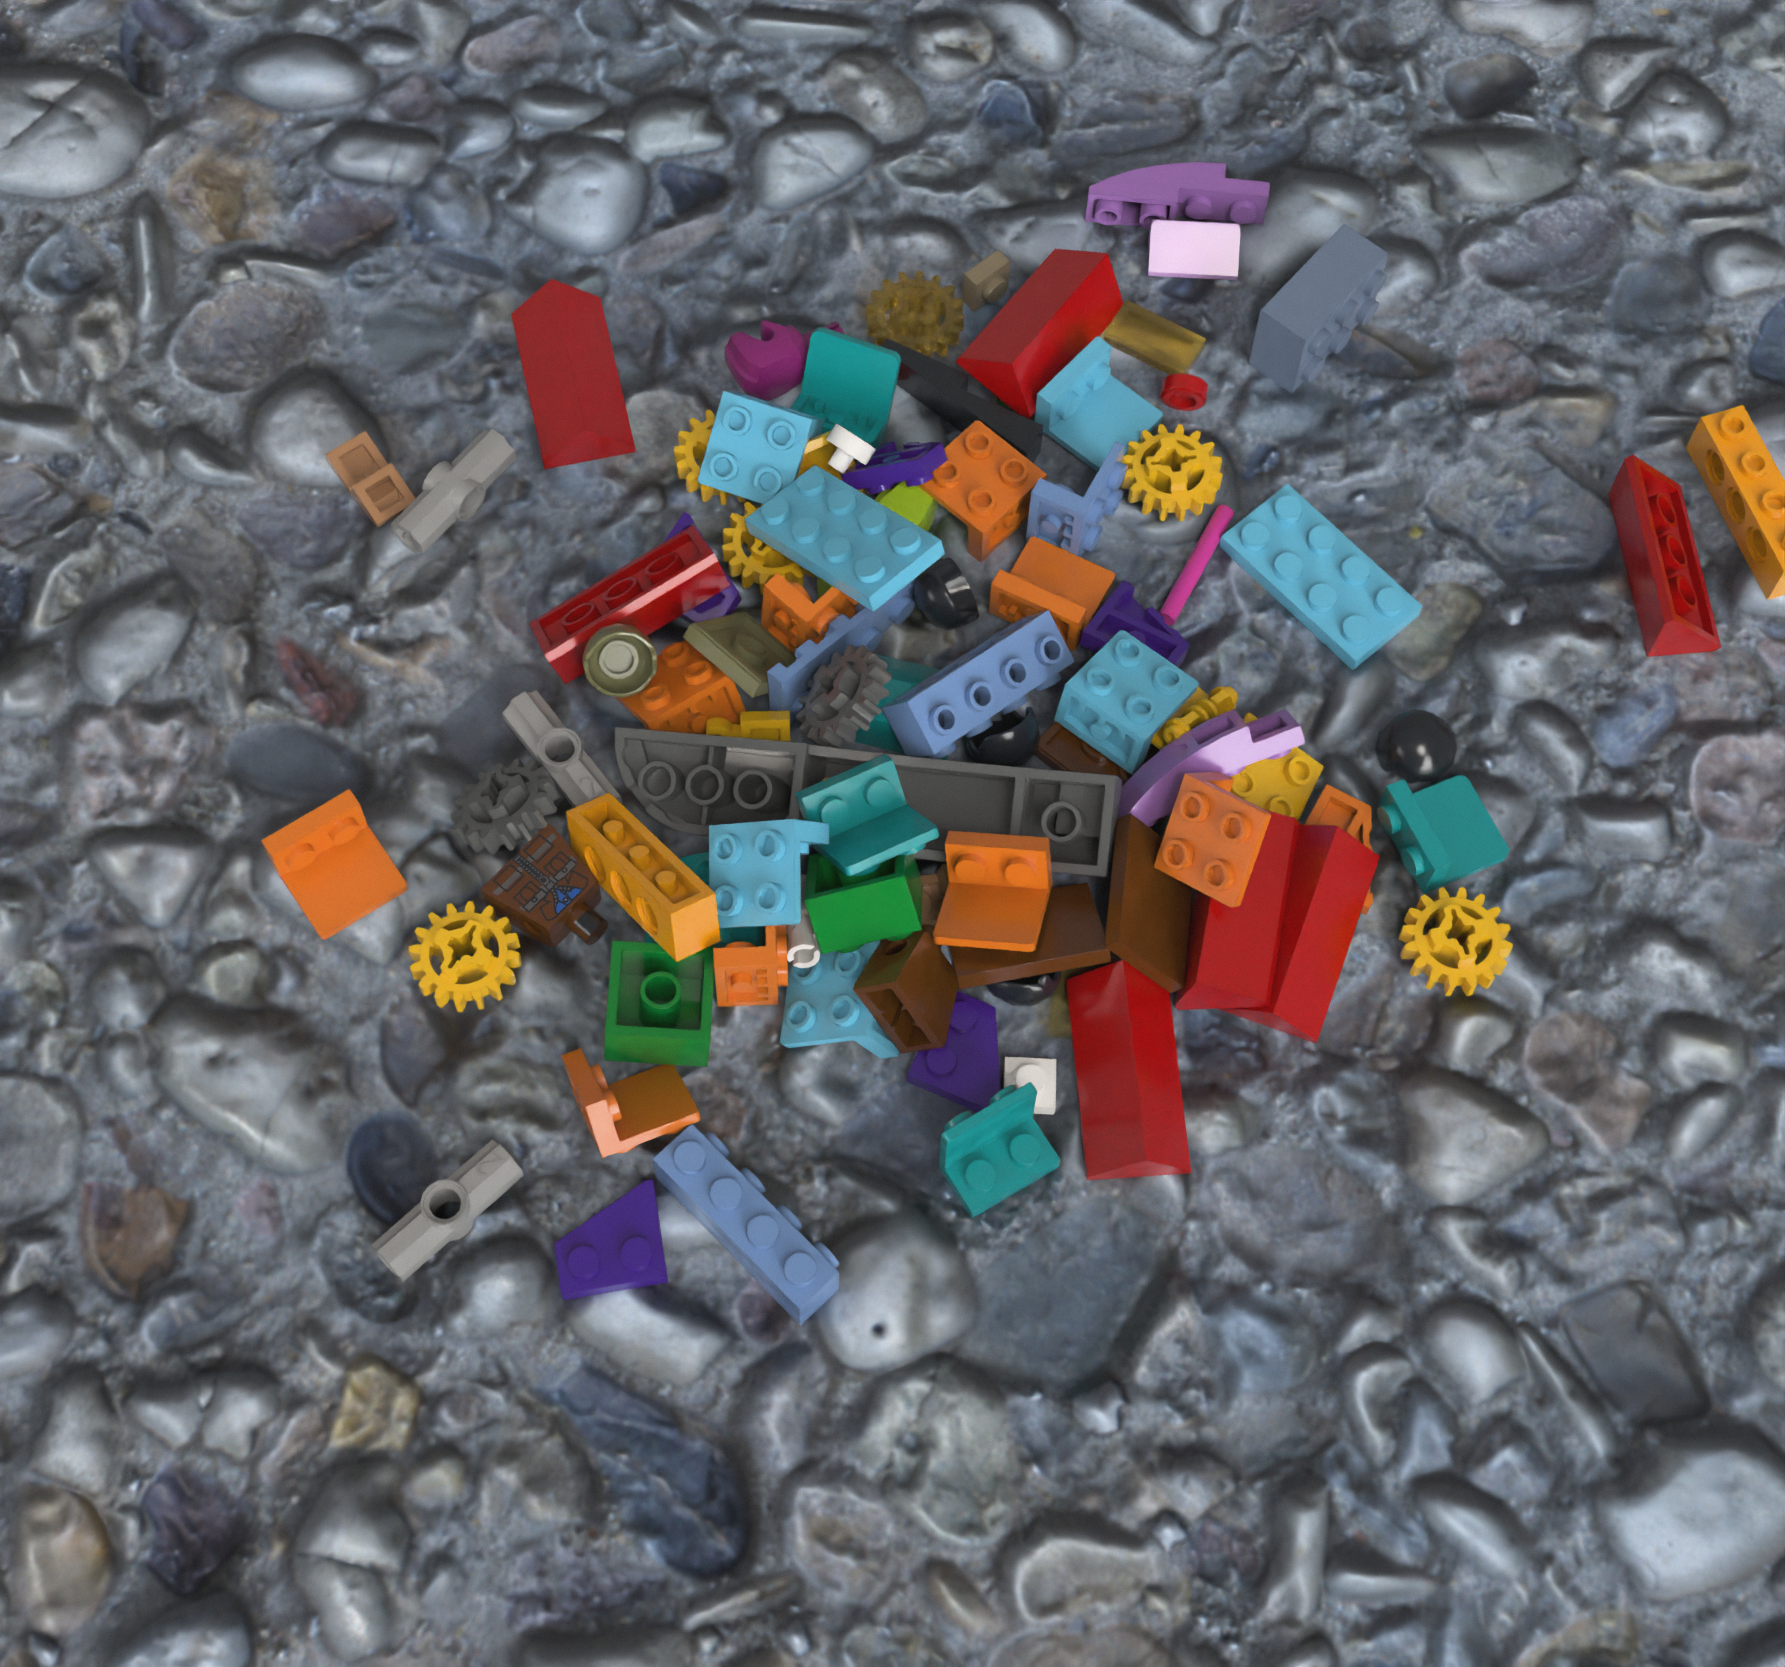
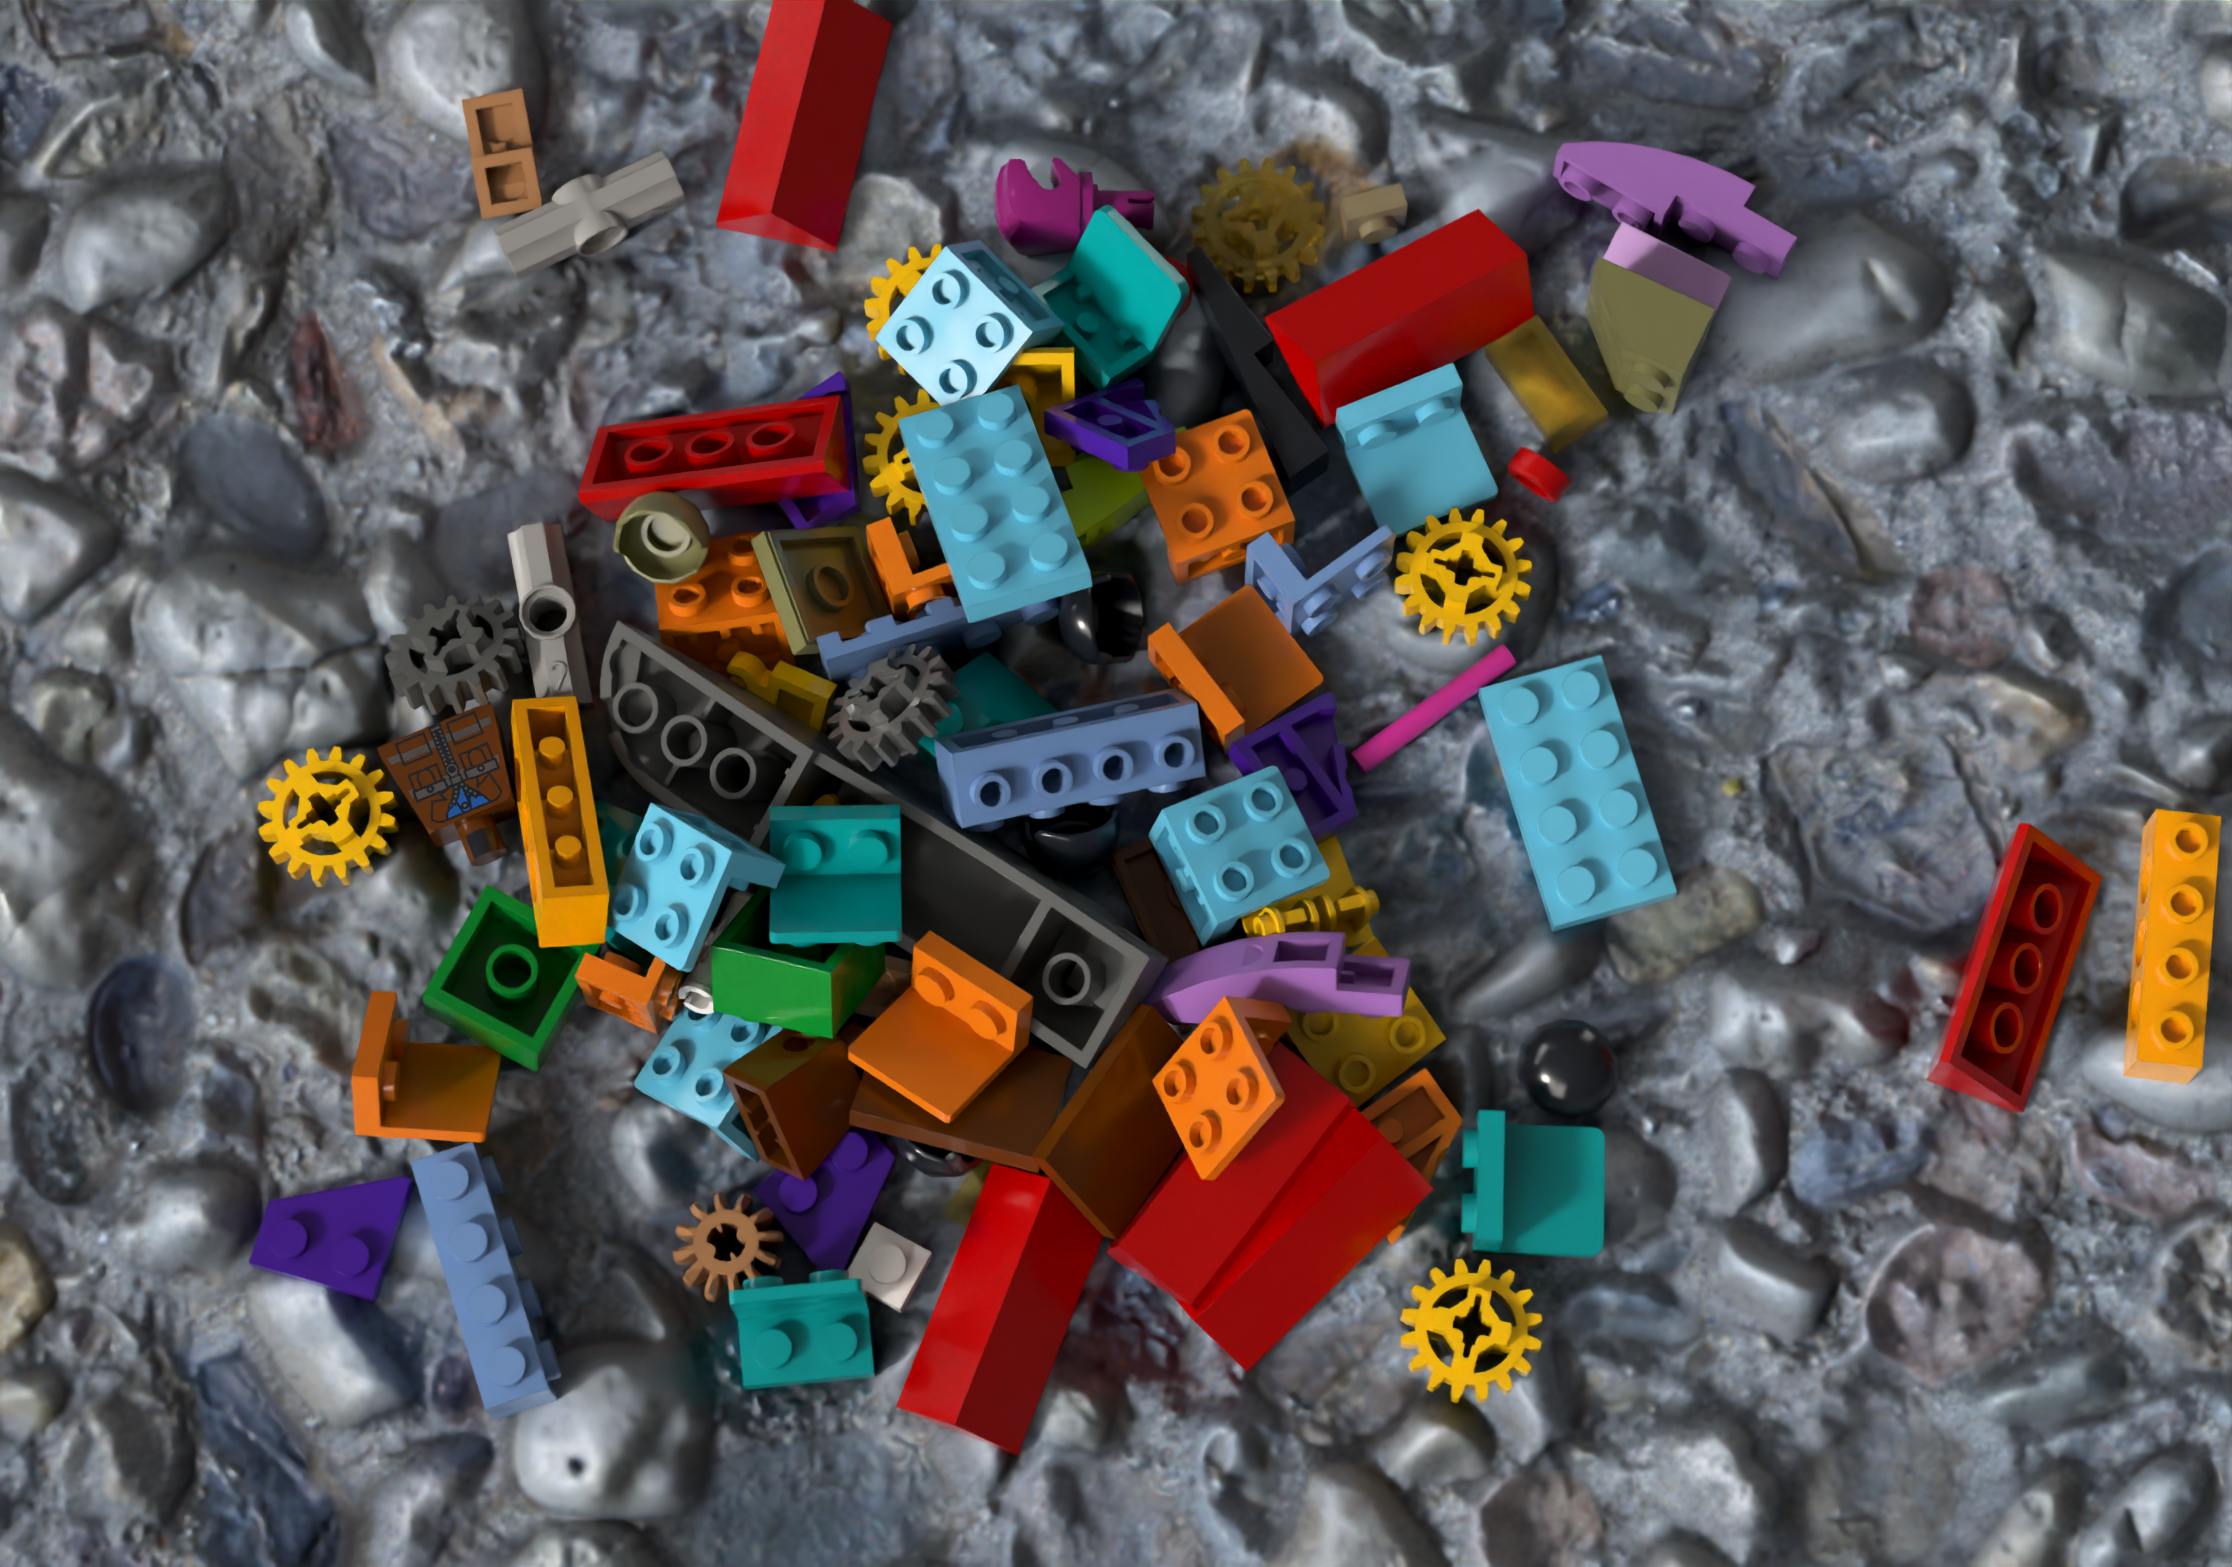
camera: 30 degrees right, 10 degrees up
(334, 865) = (235, 639): orange bracket -> none
(422, 1234) = (130, 1119): light grey piece -> none
(848, 448) = (1064, 384): white tile -> none
(894, 1129) = (717, 1225): none -> medium nougat gear
(1206, 275) = (1646, 335): none -> olive slope
(1318, 309) = (1760, 443): sand blue brick -> none

